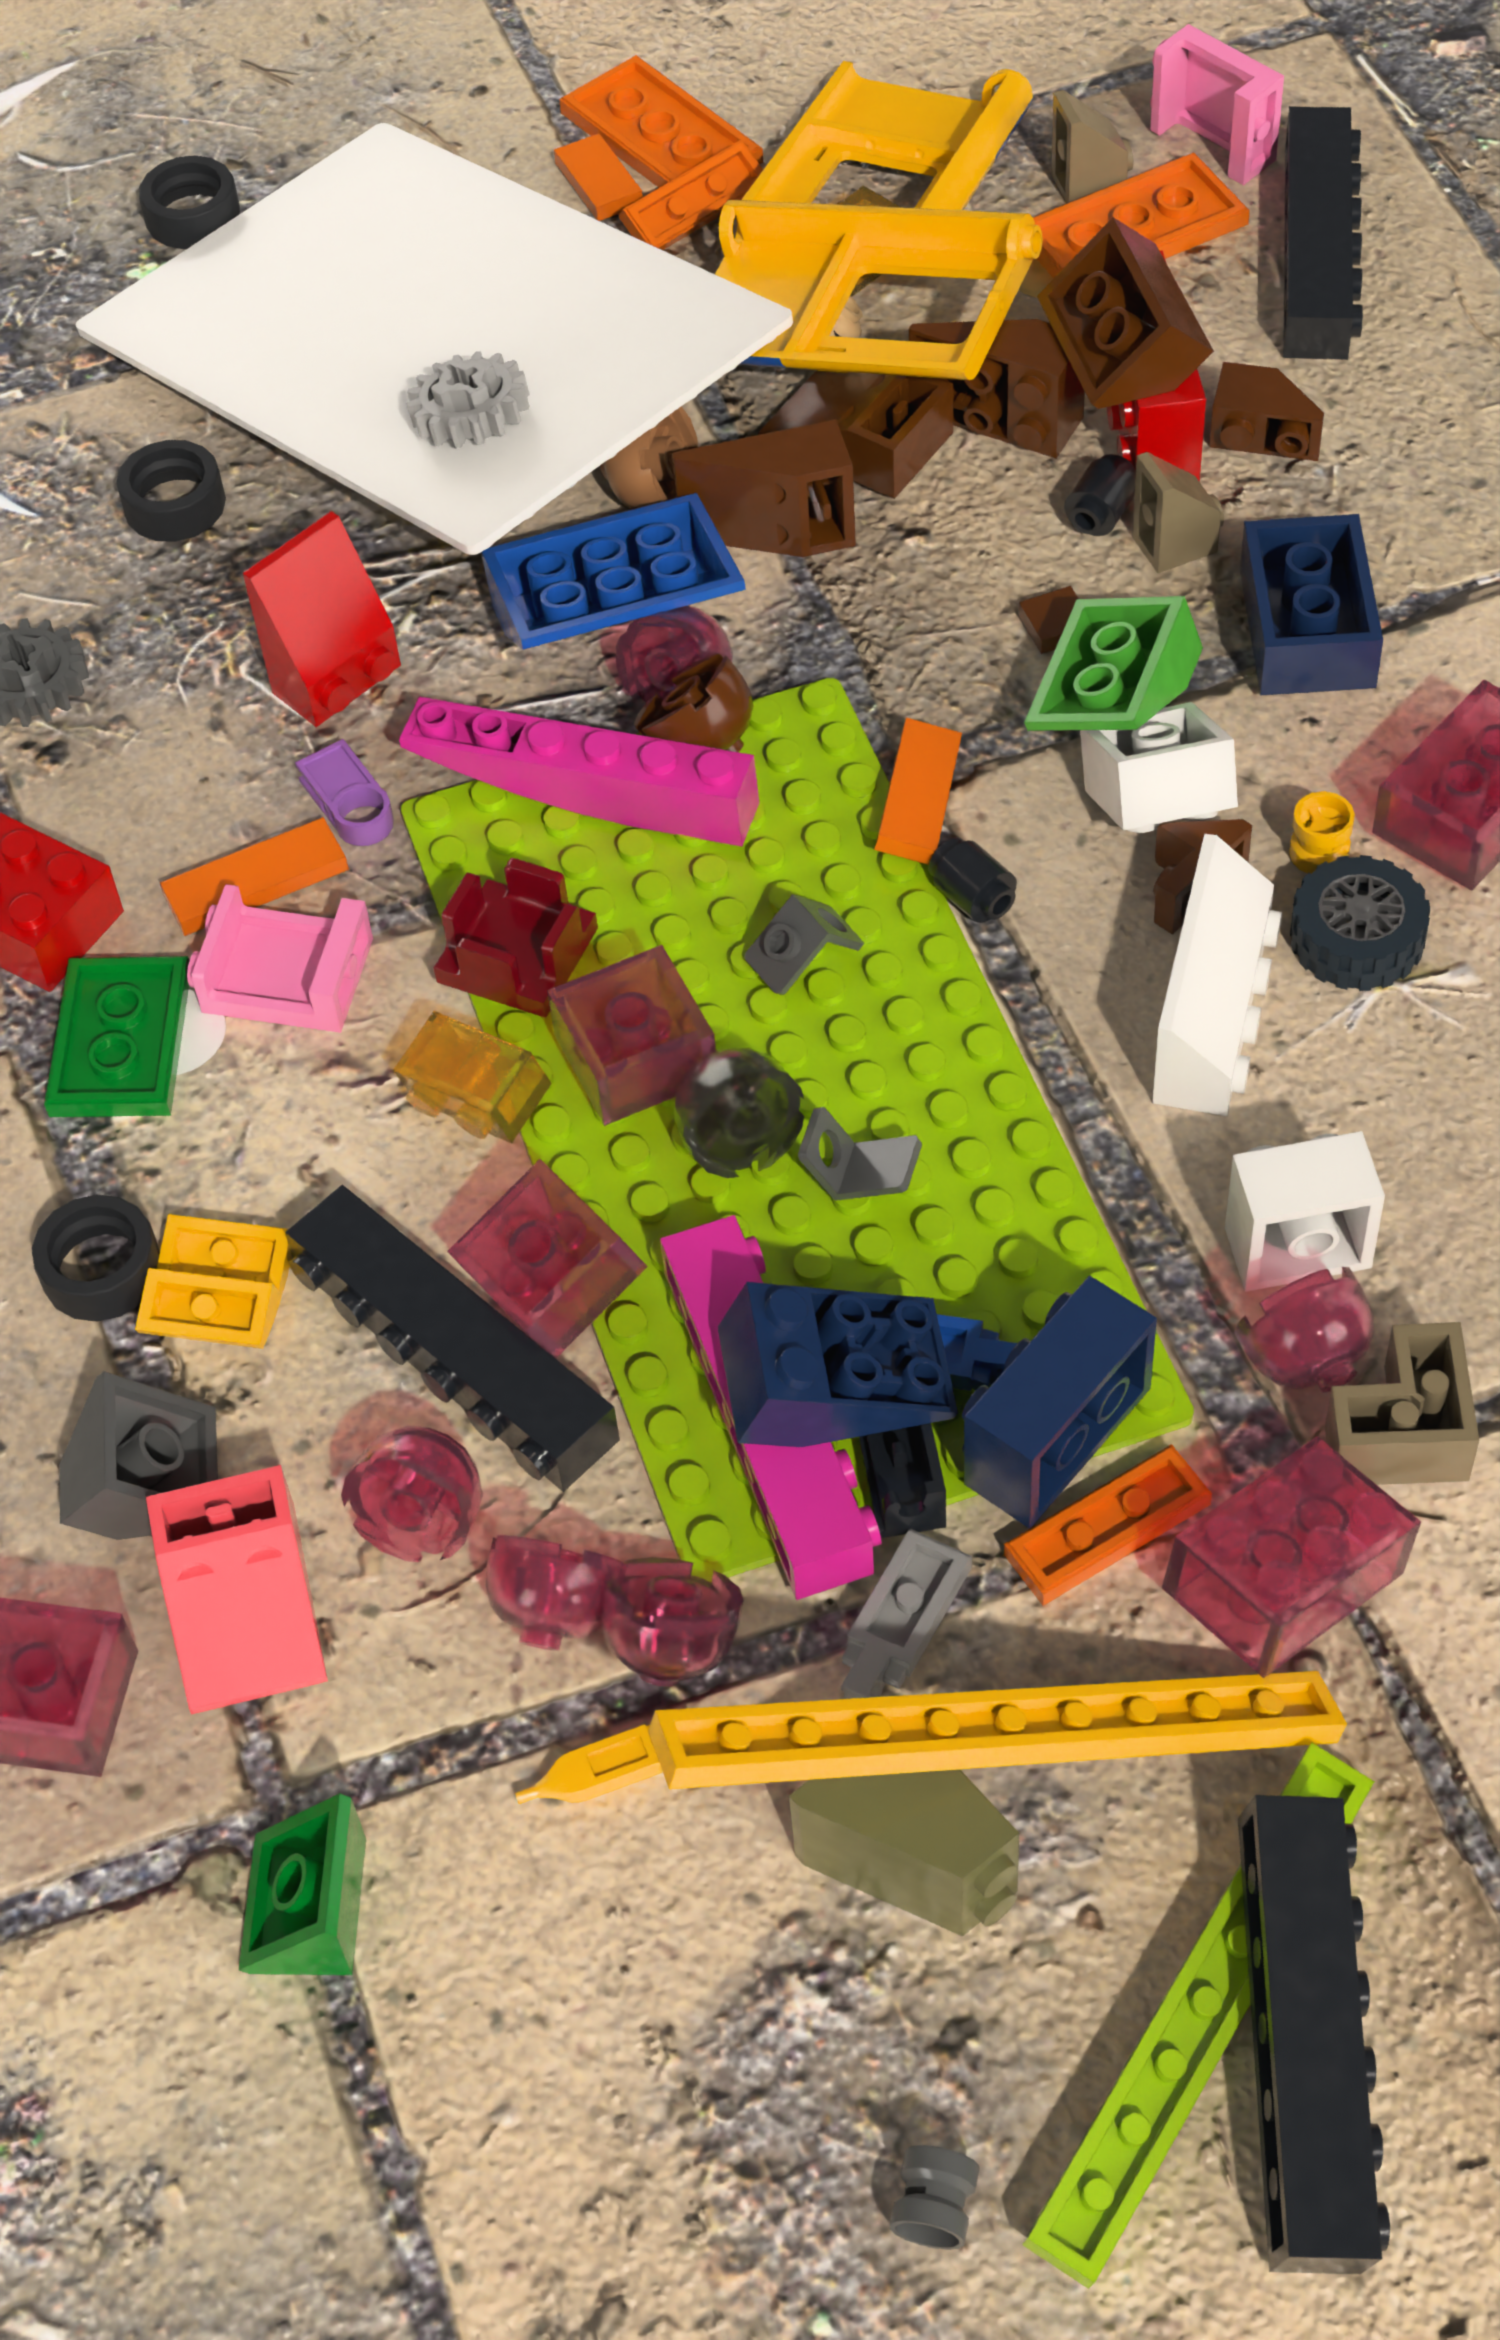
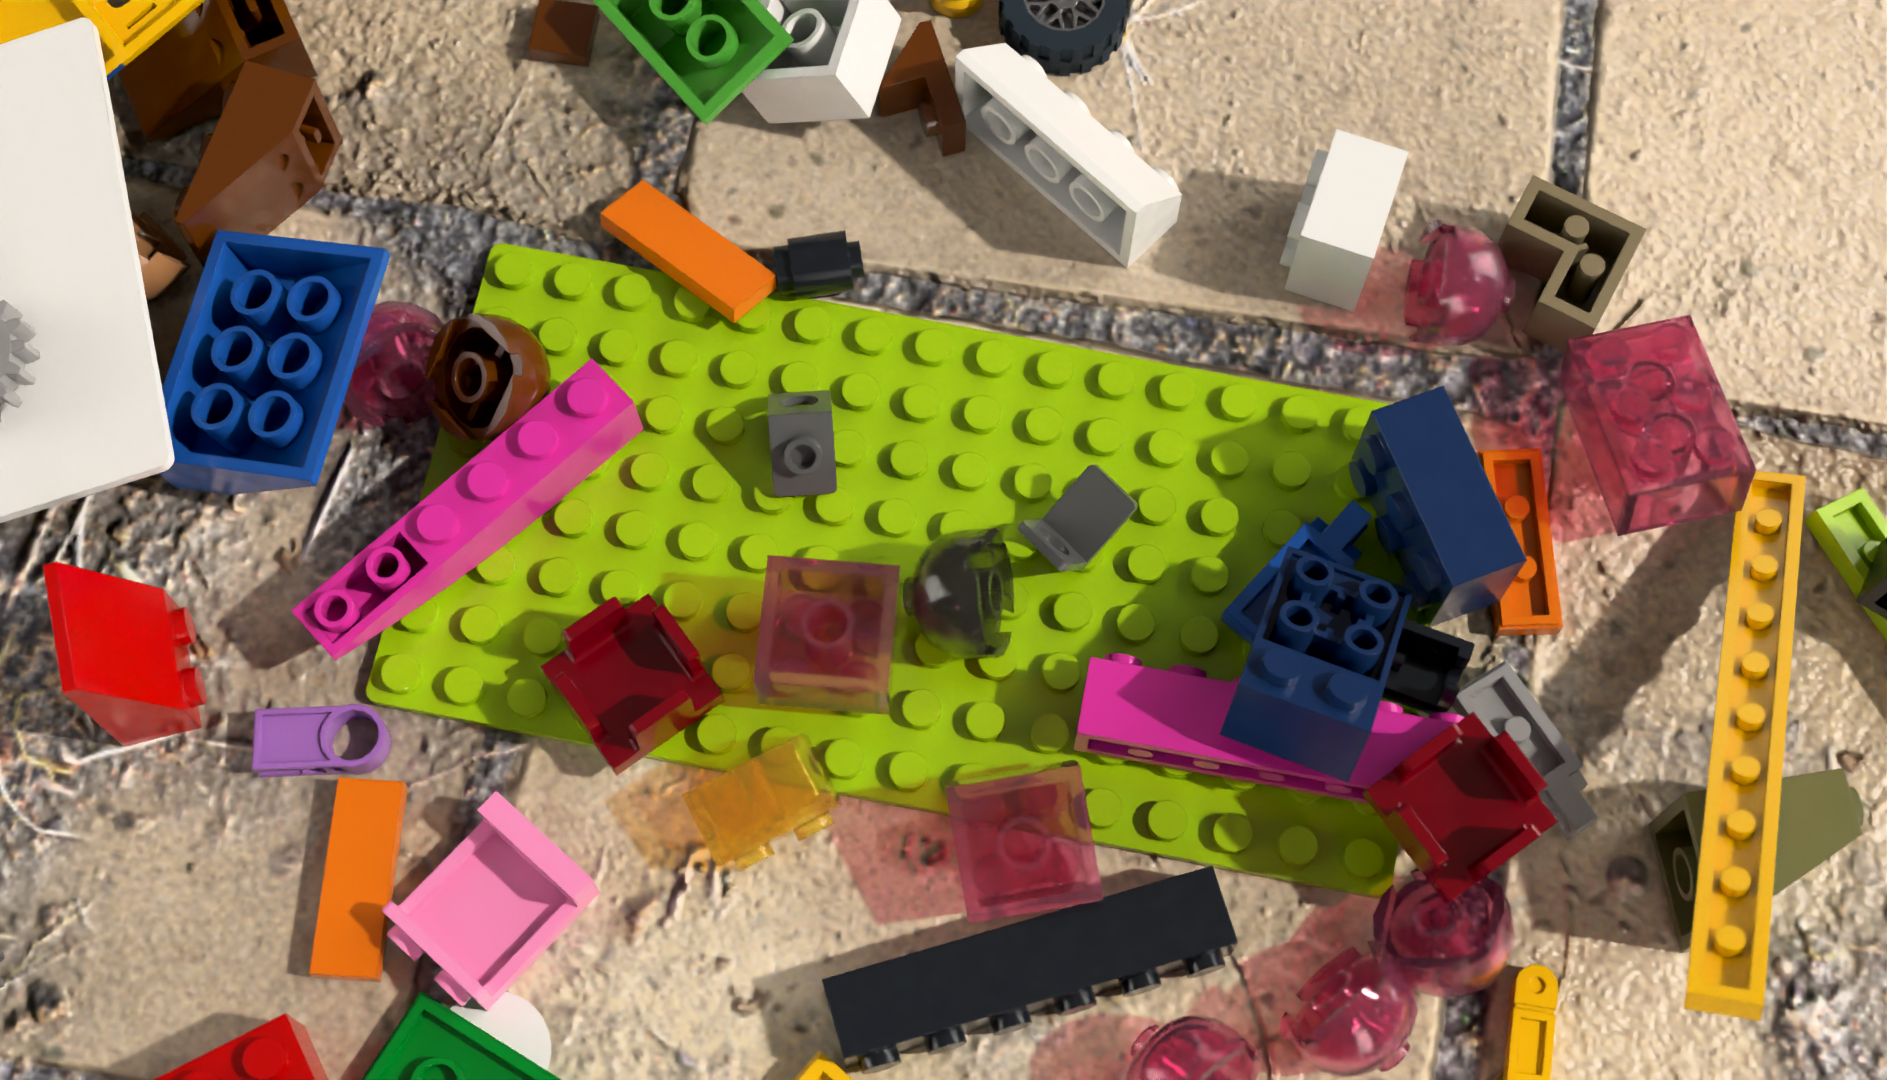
camera: 65 degrees left, 15 degrees up
(774, 1539) = (1462, 805): none -> dark red panel

